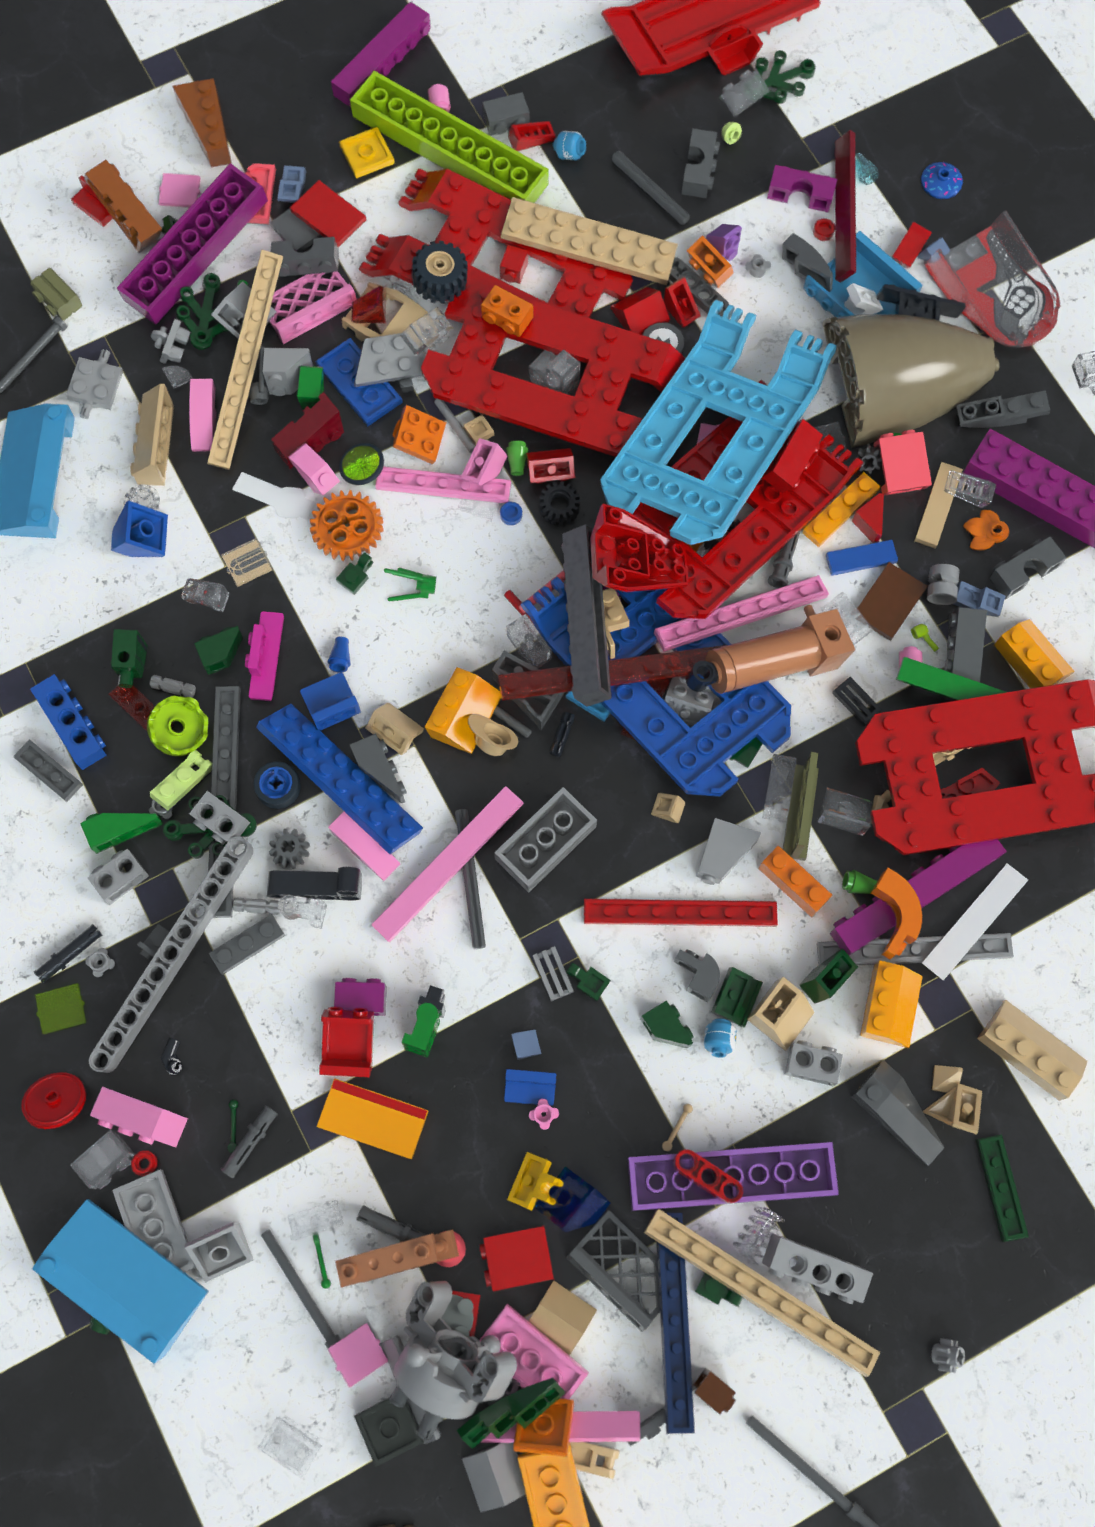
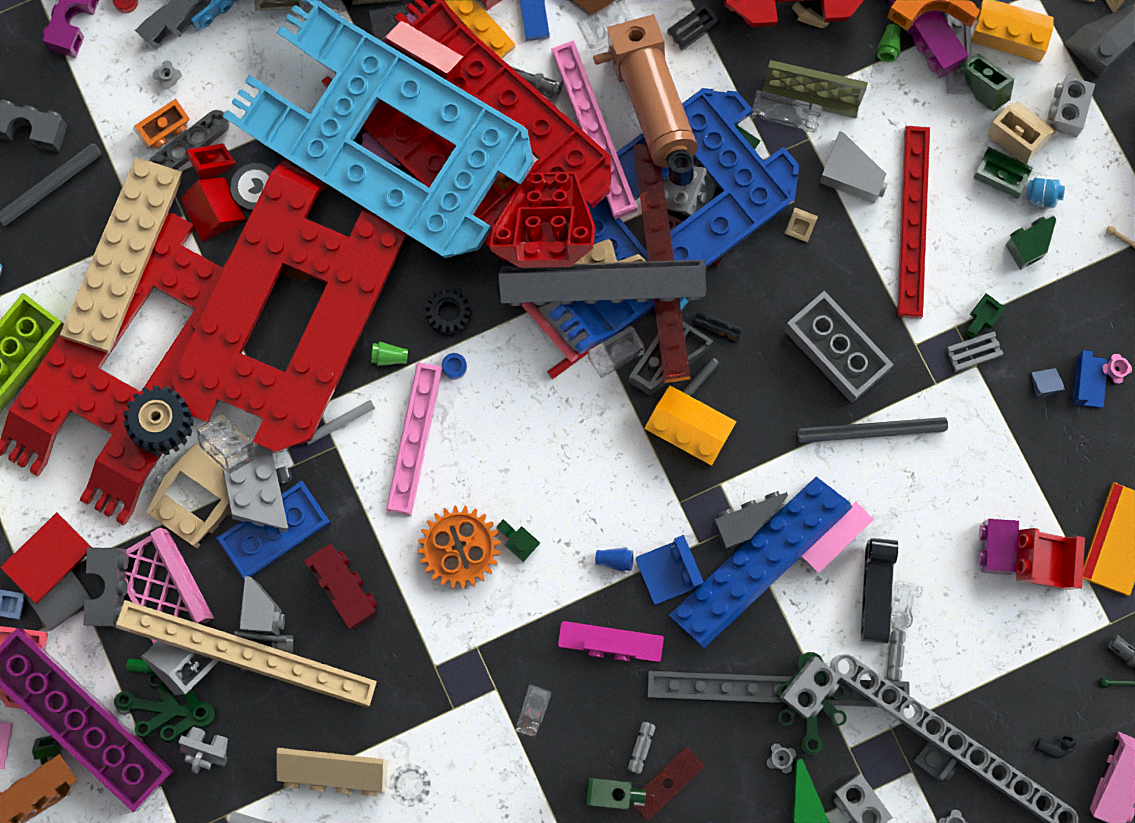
camera: 85 degrees left, 5 degrees up
(140, 532) = (452, 785): blue slope -> none
(176, 375) = (246, 745): clear tile -> none
(181, 780) = (756, 735): yellowish green plate -> none
(189, 714) = (699, 722): lime plate -> none
(202, 414) = (305, 712): bright pink slope -> none
(220, 649) = (604, 694): dark green slope -> none
(246, 944) = (937, 666): dark grey plate -> none
(247, 562) = (493, 663): clear piece -> none
(285, 793) = (773, 621): wheel -> none
(288, 501) = (417, 616): white sticker -> none
(293, 840) = (845, 620): dark grey gear -> none
(310, 385) = (285, 579): green slope -> none
(313, 469) = (392, 579): bright pink slope -> none
(361, 464) = (381, 529): clear neon green wheel -> none
(370, 307) = (183, 507): clear red slope -> none
(393, 727) = (702, 502): tan panel -> none
(418, 434) = (352, 462): orange plate -> none
(425, 583) = (536, 463): green plant -> none
(427, 1022) = (1030, 476): green hips -> none
(447, 864) = (860, 450): bright pink tile -> none
(478, 429) = (350, 395): tan plate -> none
(484, 462) = (399, 389): bright pink slope -> none
(490, 736) = (721, 395): tan piece -> none
(507, 311) = (219, 346): orange brick -> none
(513, 264) = (139, 344): red brick -> none
(550, 465) = (404, 316): red brick -> none
(555, 372) = (289, 305): clear brick -> none
(706, 973) = (983, 200): dark grey brick -> none
(726, 240) = (135, 104): medium lavender slope -> none
(795, 881) = (888, 104): orange brick -> none
(845, 812) = (814, 45): clear slope -> none

